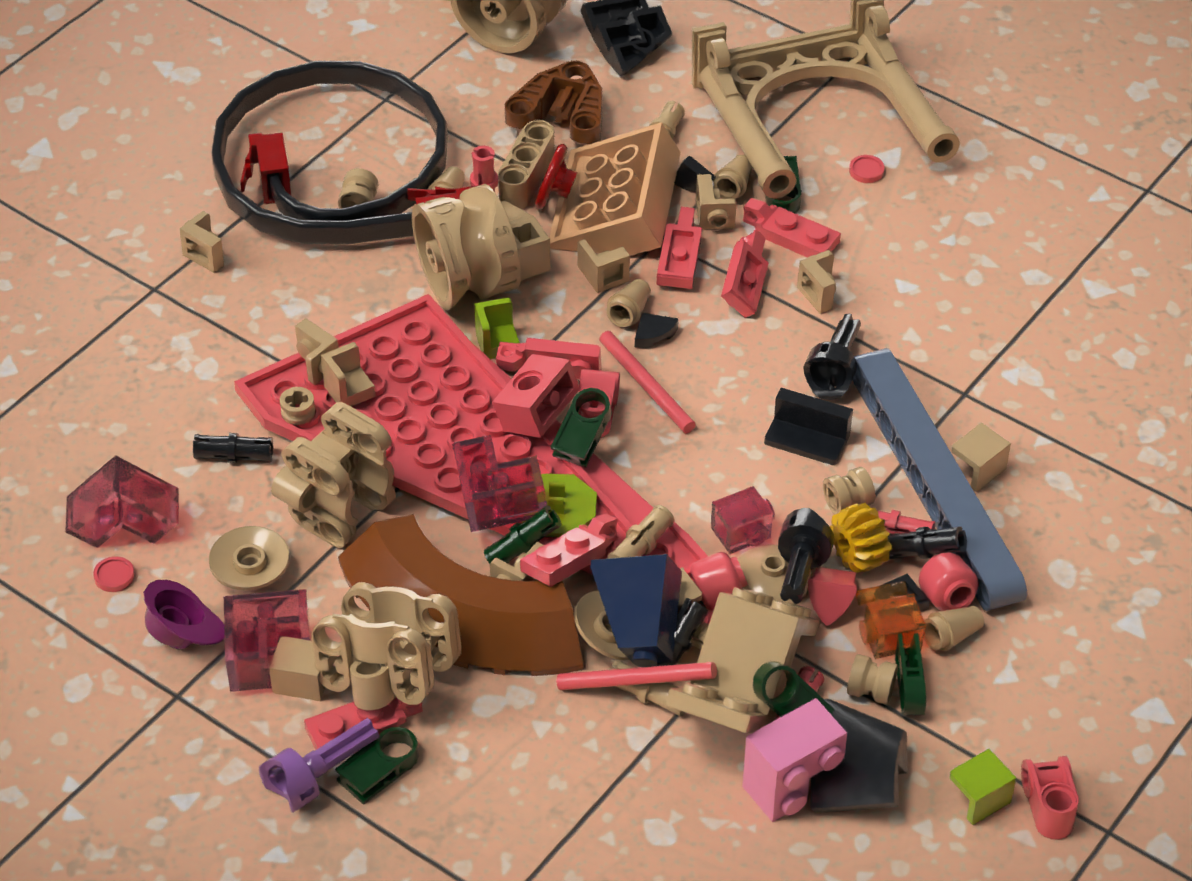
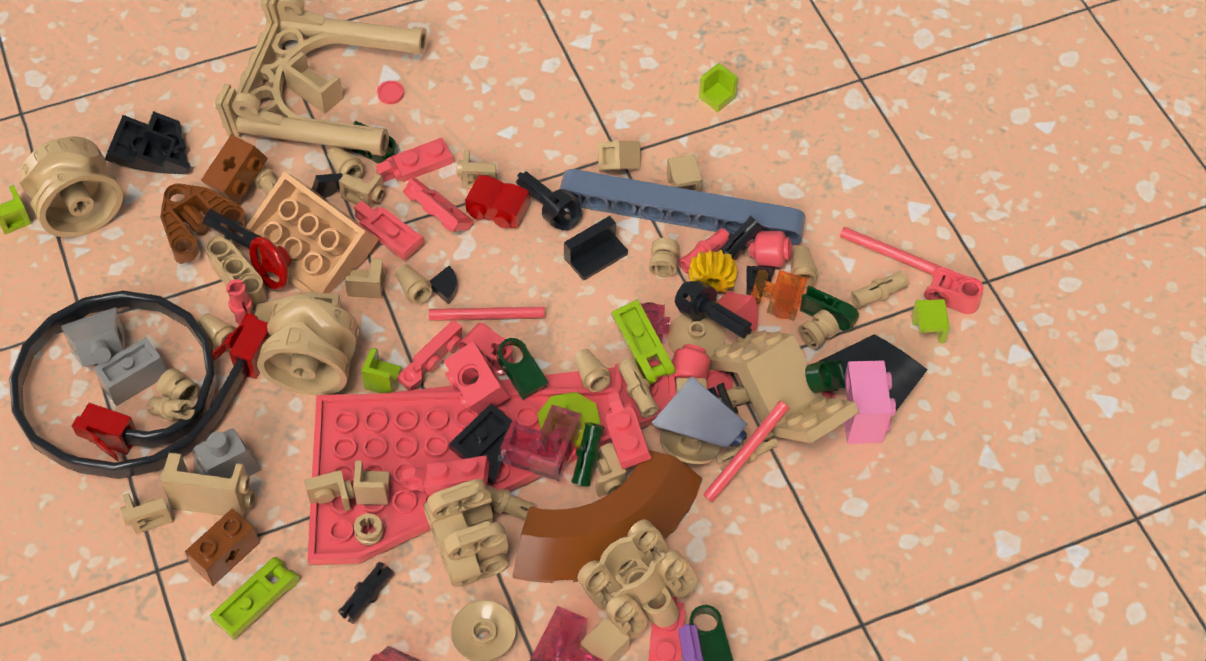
camera: 60 degrees left, 10 degrees up
(169, 367) = (254, 597): none -> lime plate
(203, 313) = (222, 547): none -> dark orange brick
(259, 278) = (206, 492): none -> tan panel
(298, 263) = (220, 454): none -> light grey torso
(334, 195) = (170, 407): none -> tan pin
(346, 146) = (130, 371): none -> light grey panel
(356, 100) = (96, 337): none -> light grey torso
(407, 435) = (446, 474): none -> coral hinge
(412, 493) = (504, 501): none -> tan pin
(461, 427) = (484, 438): none -> black wing
(564, 126) = (213, 221): none -> black pin
(627, 491) = (592, 371): none -> tan cone
(643, 95) = (234, 169): none -> dark orange brick
(699, 511) = (642, 341): none -> lime plate
(794, 315) = (497, 201): none -> red brick
(812, 100) = (310, 85): none -> tan panel
(956, 387) = (619, 155): none -> tan panel
(986, 716) = (879, 289): none -> tan pin
(1059, 708) = (889, 250): none -> coral bar
(1140, 427) = (718, 87): none -> lime panel

